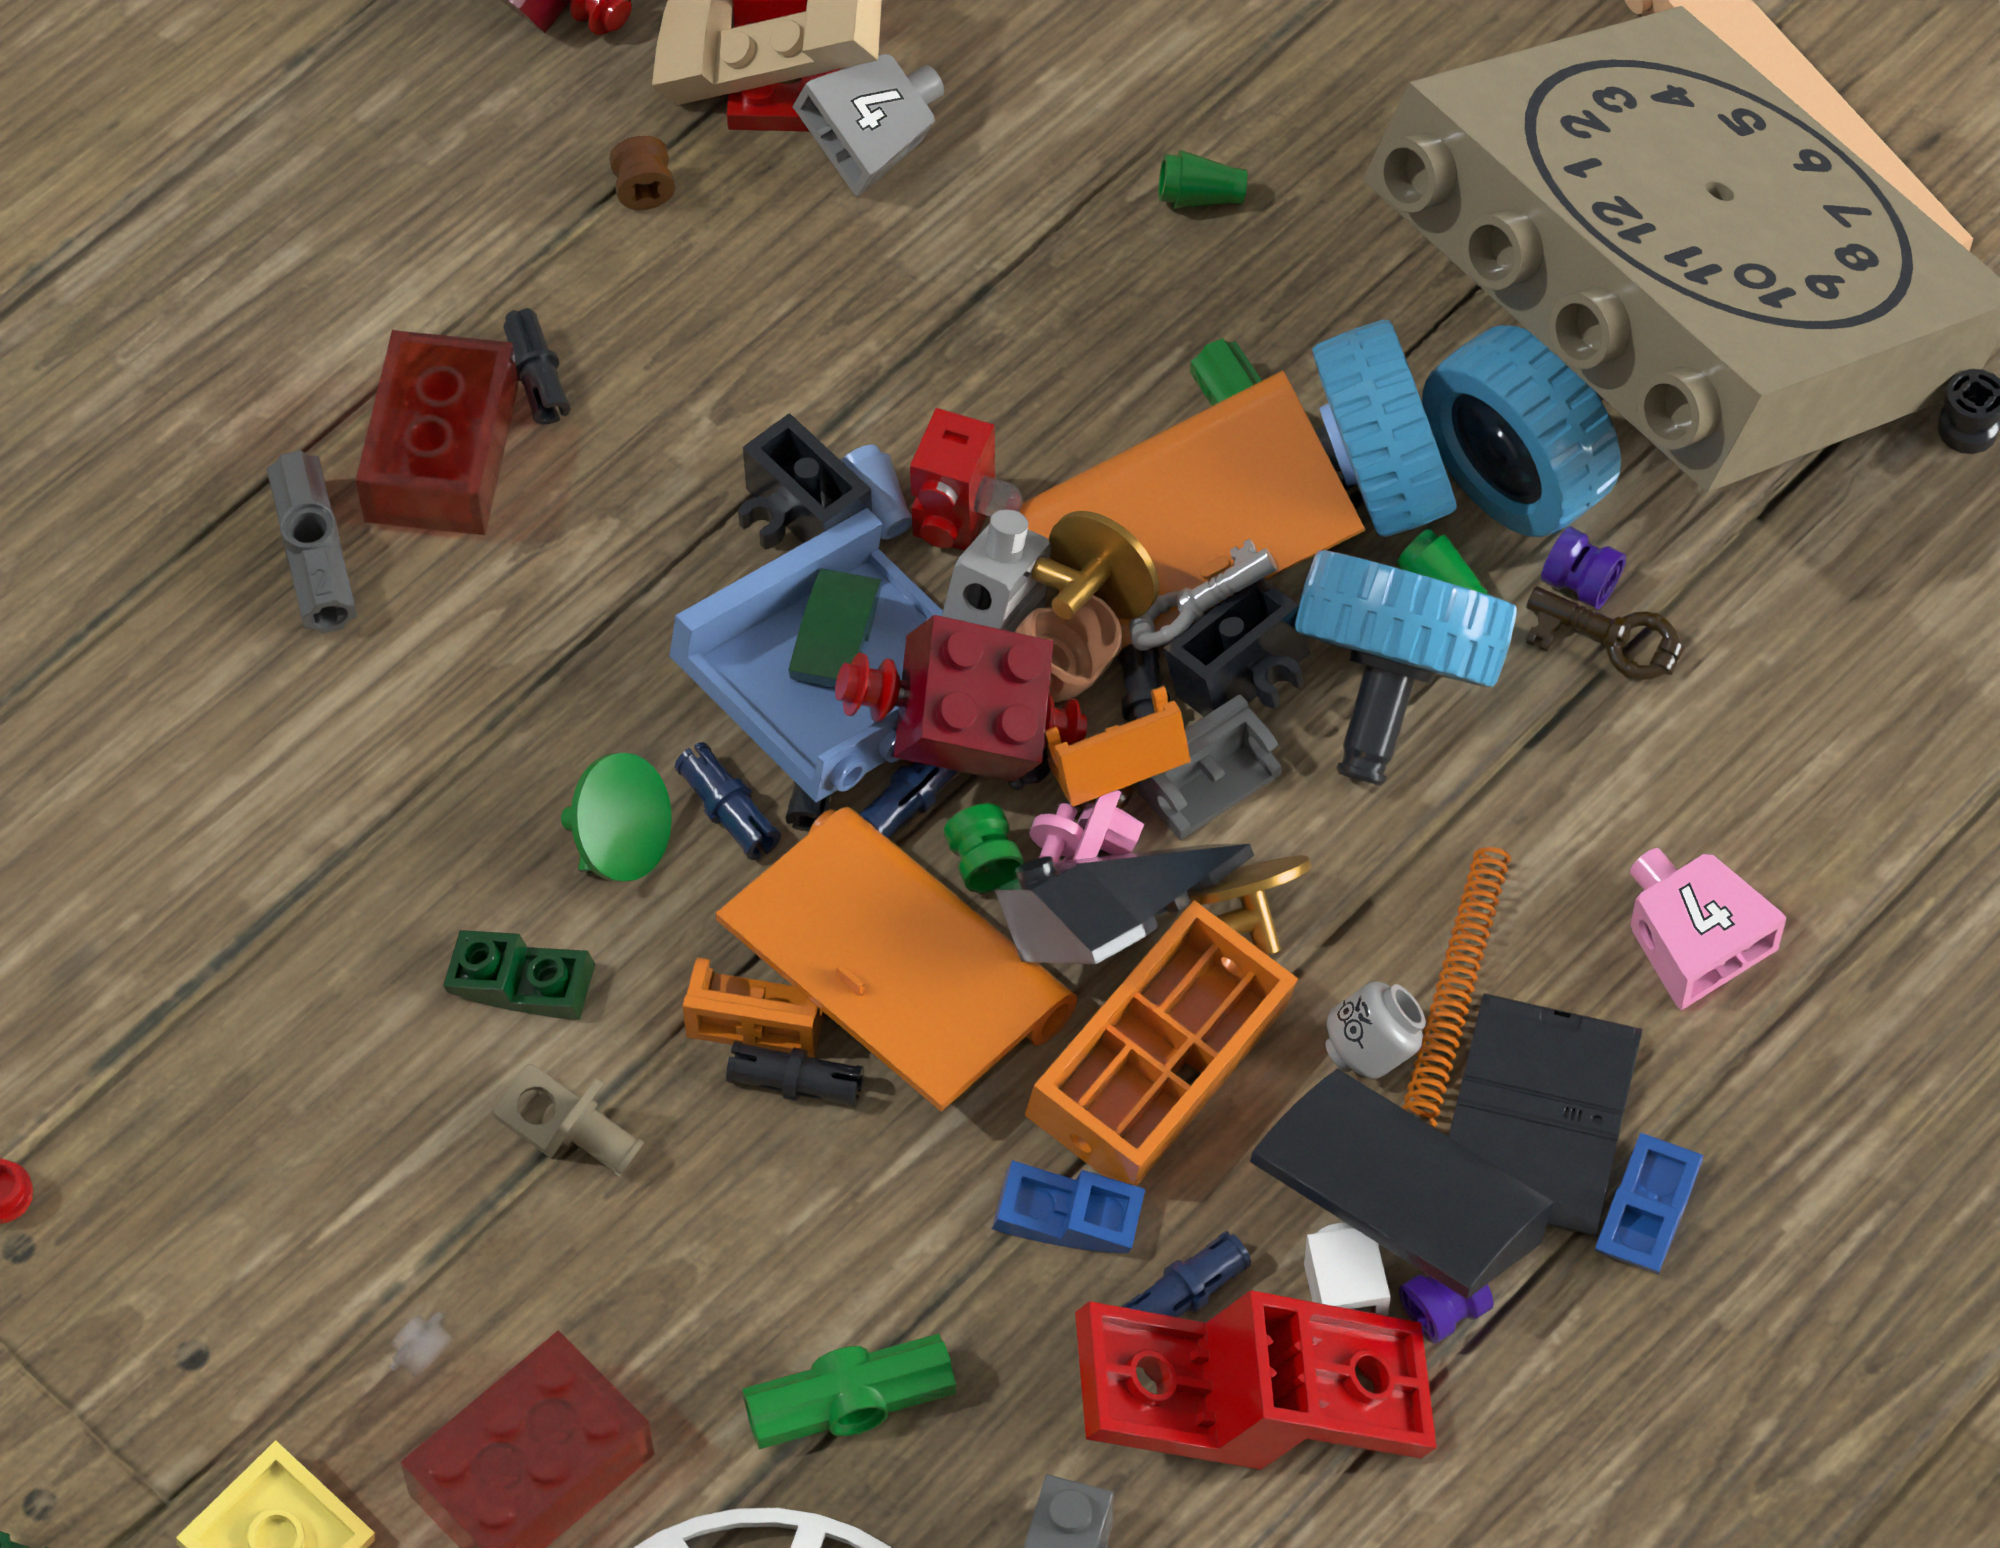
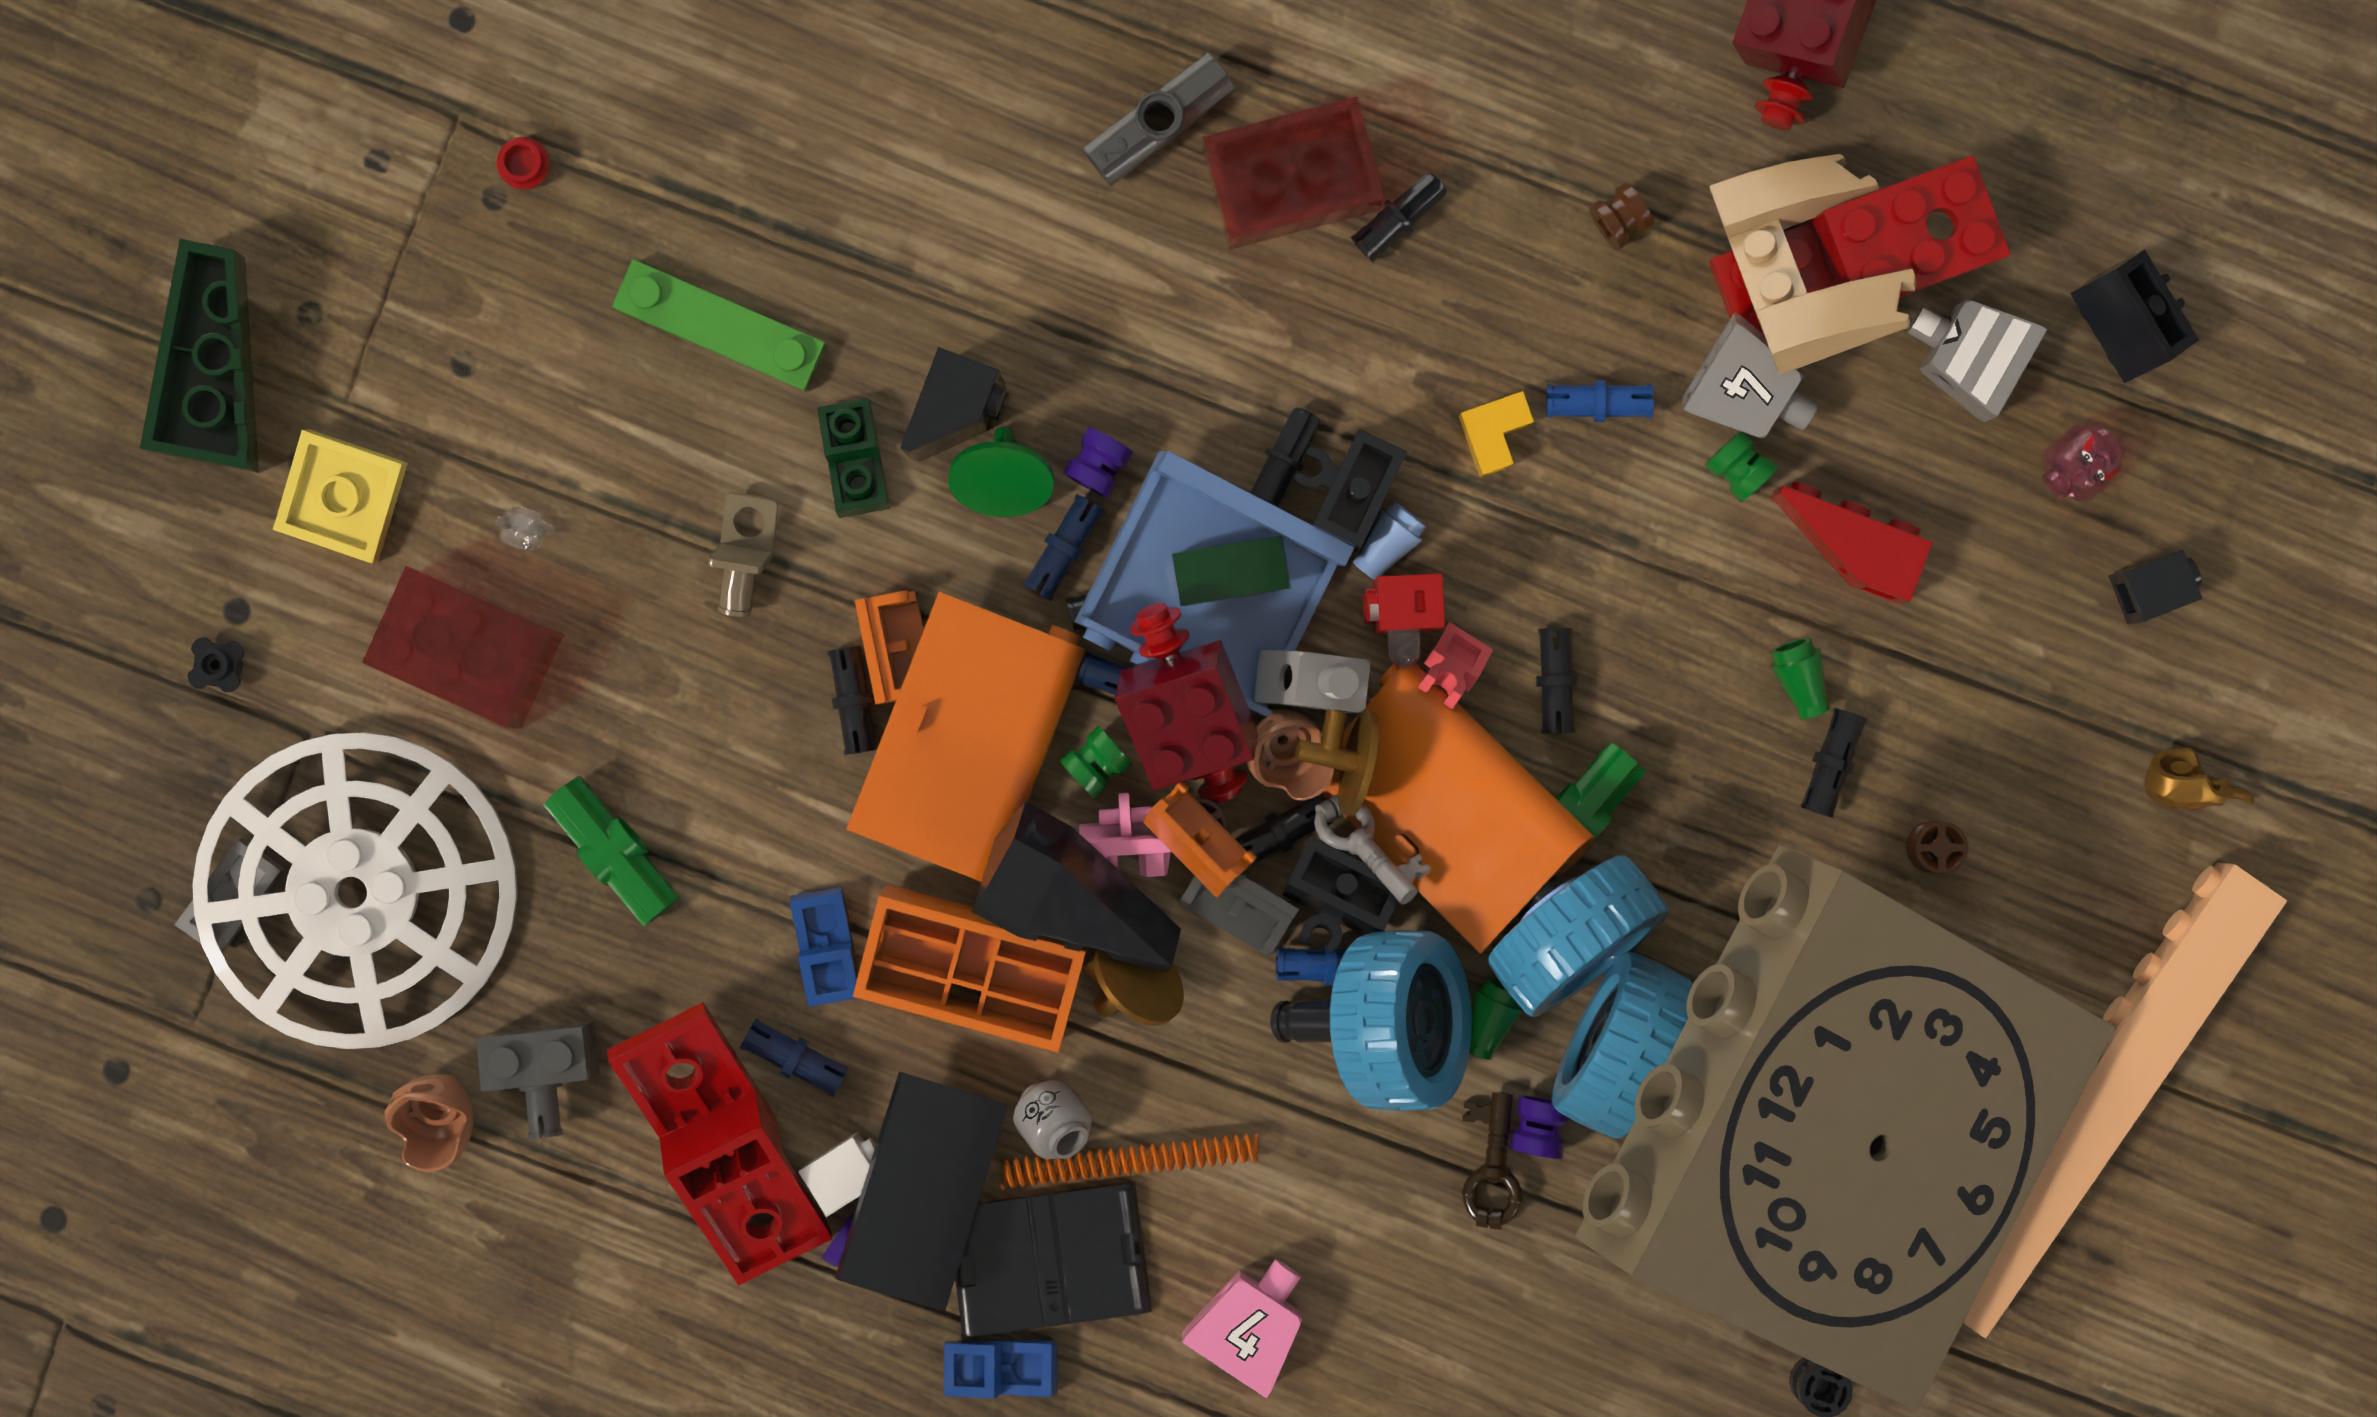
camera: 65 degrees right, 30 degrees up
(295, 1058) = (719, 325): none -> bright green plate
(509, 825) = (954, 405): none -> black slope
(647, 725) = (1098, 462): none -> dark purple wheel
(731, 552) = (1286, 456): none -> black axle
(807, 369) = (1486, 429): none -> yellow piece
(823, 258) = (1599, 401): none -> blue pin
(949, 159) = (1741, 466): none -> green wheel
(1040, 468) = (1455, 663): none -> coral plate
(1089, 89) = (1862, 550): none -> red slope
(1101, 396) = (1556, 681): none -> black pin
(1303, 186) = (1833, 762): none -> black pin
(1316, 707) = (1307, 964): none -> blue pin

